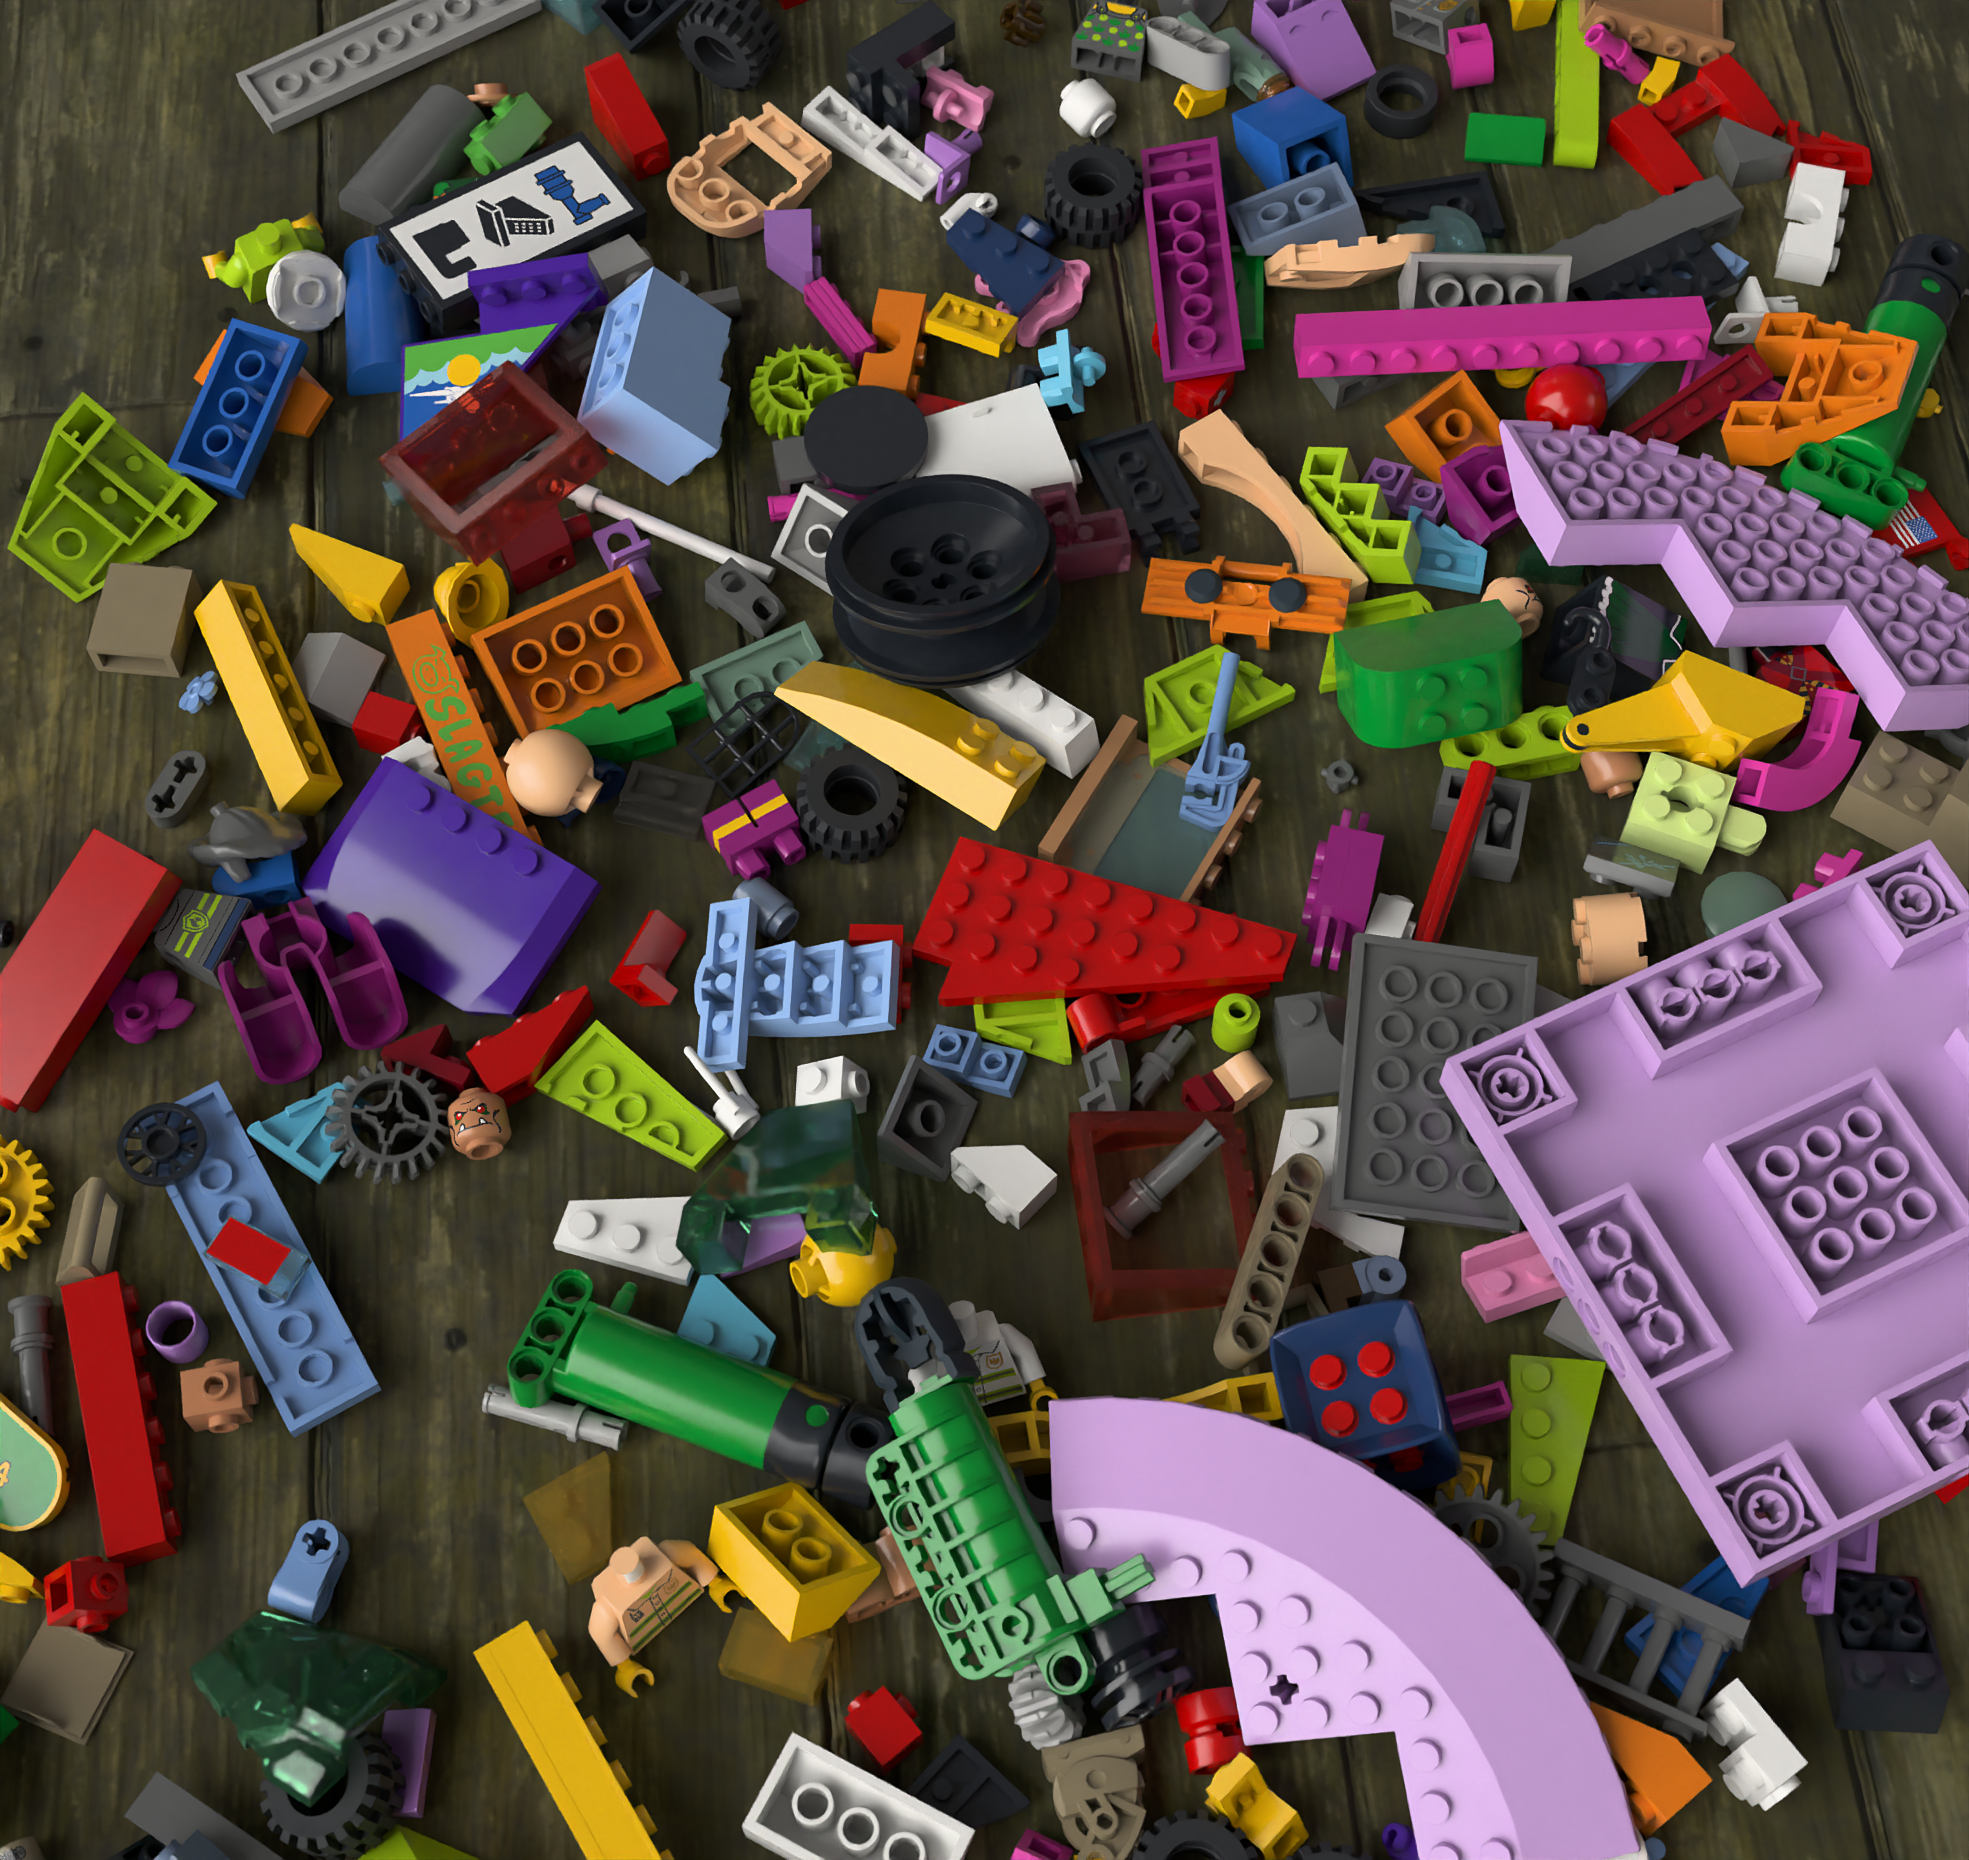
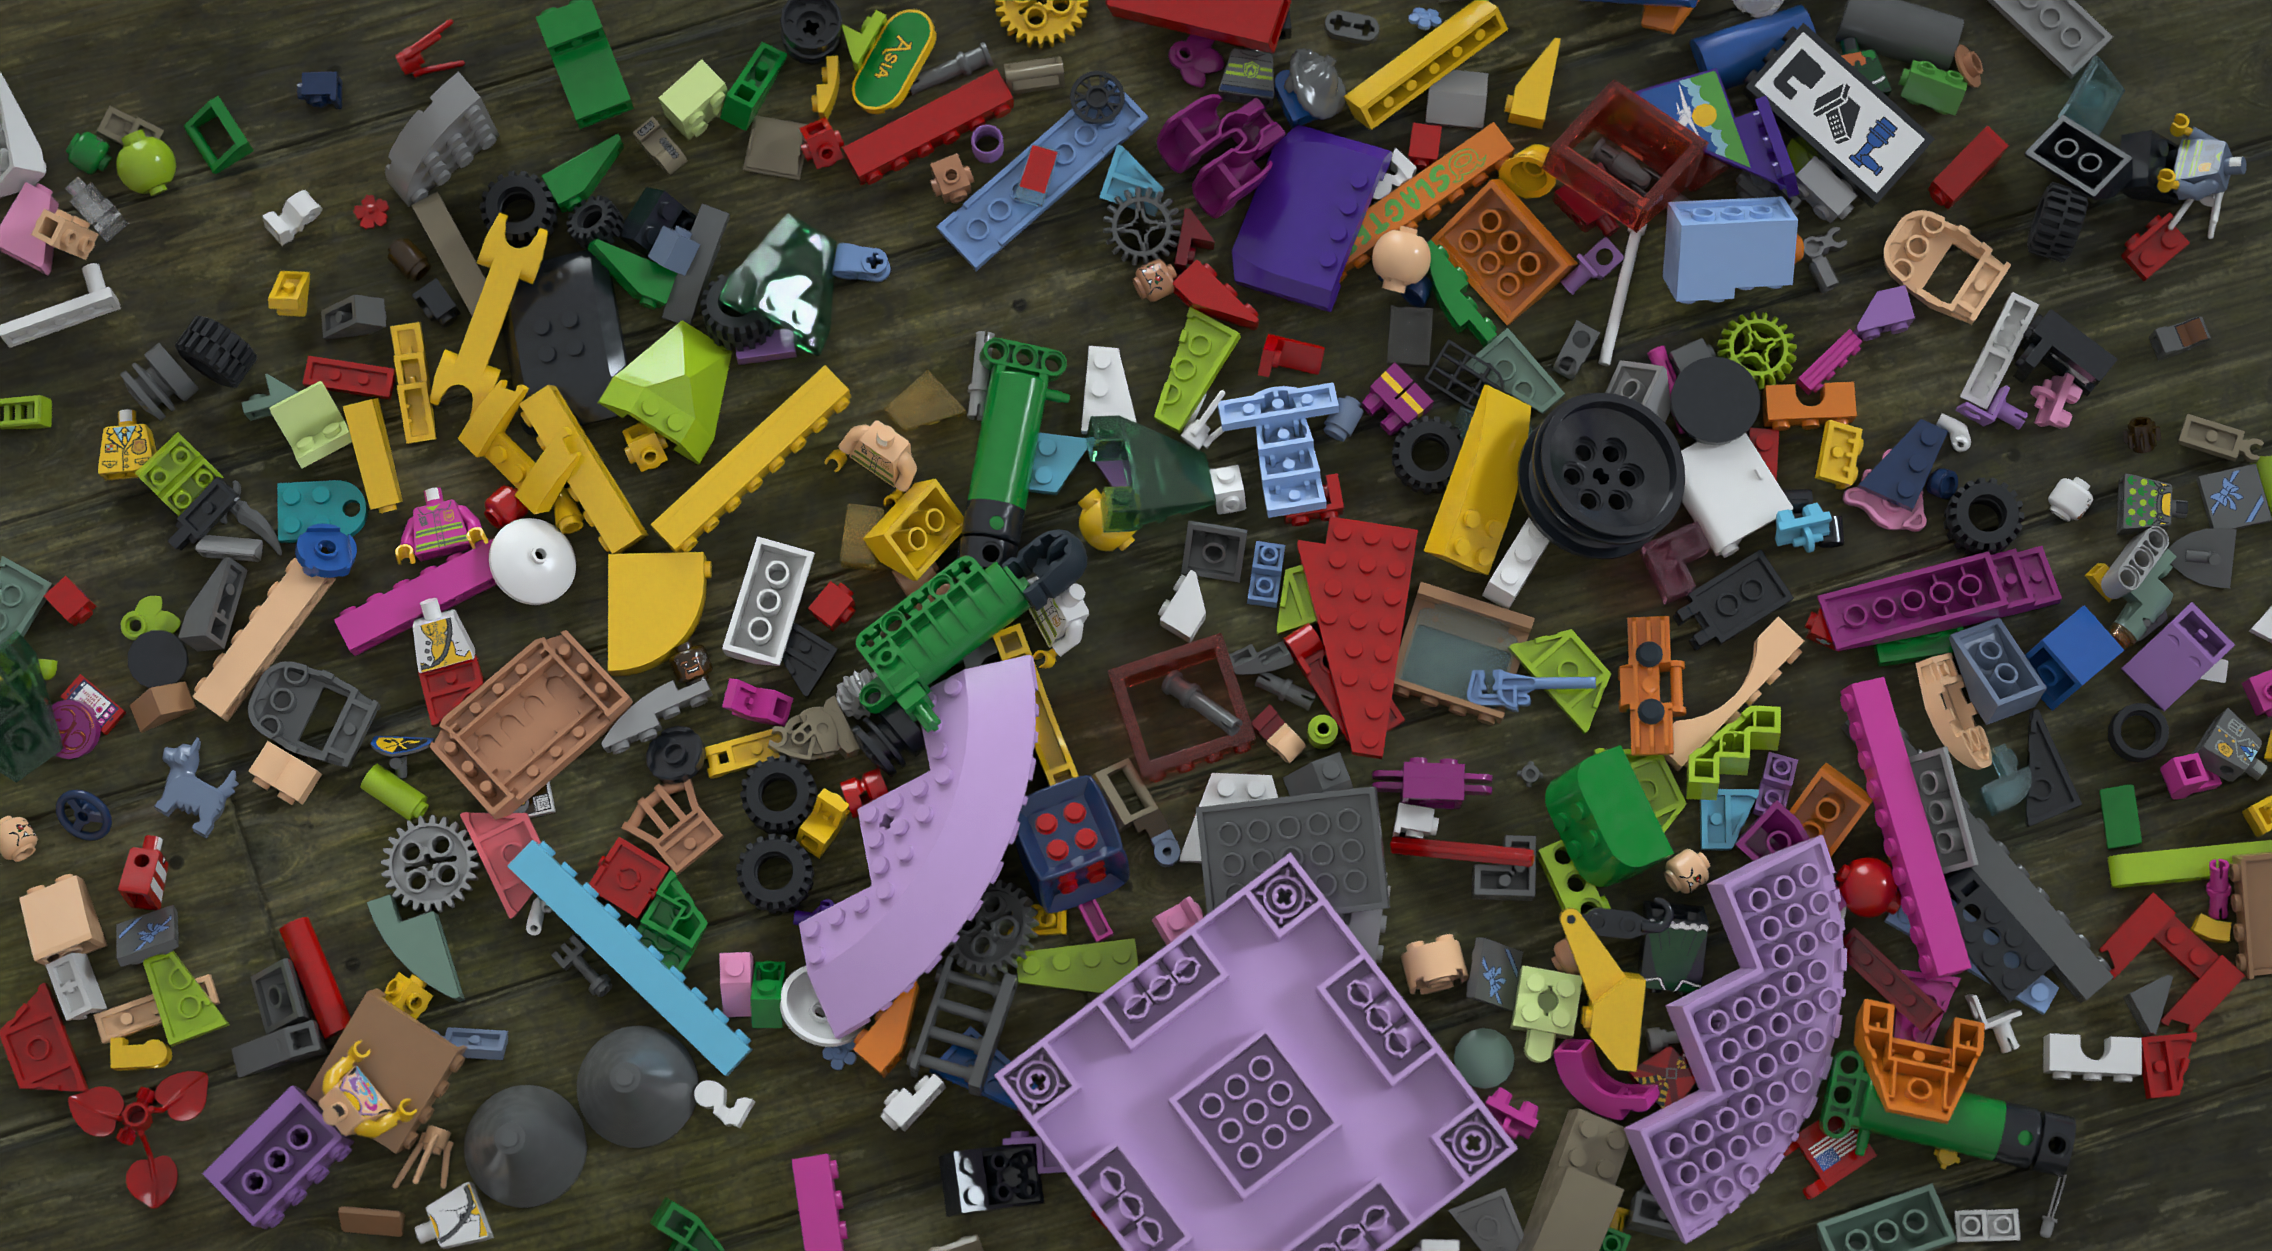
camera: 80 degrees right, 15 degrees up
(1259, 1276) = (1167, 782): dark tan beam -> none

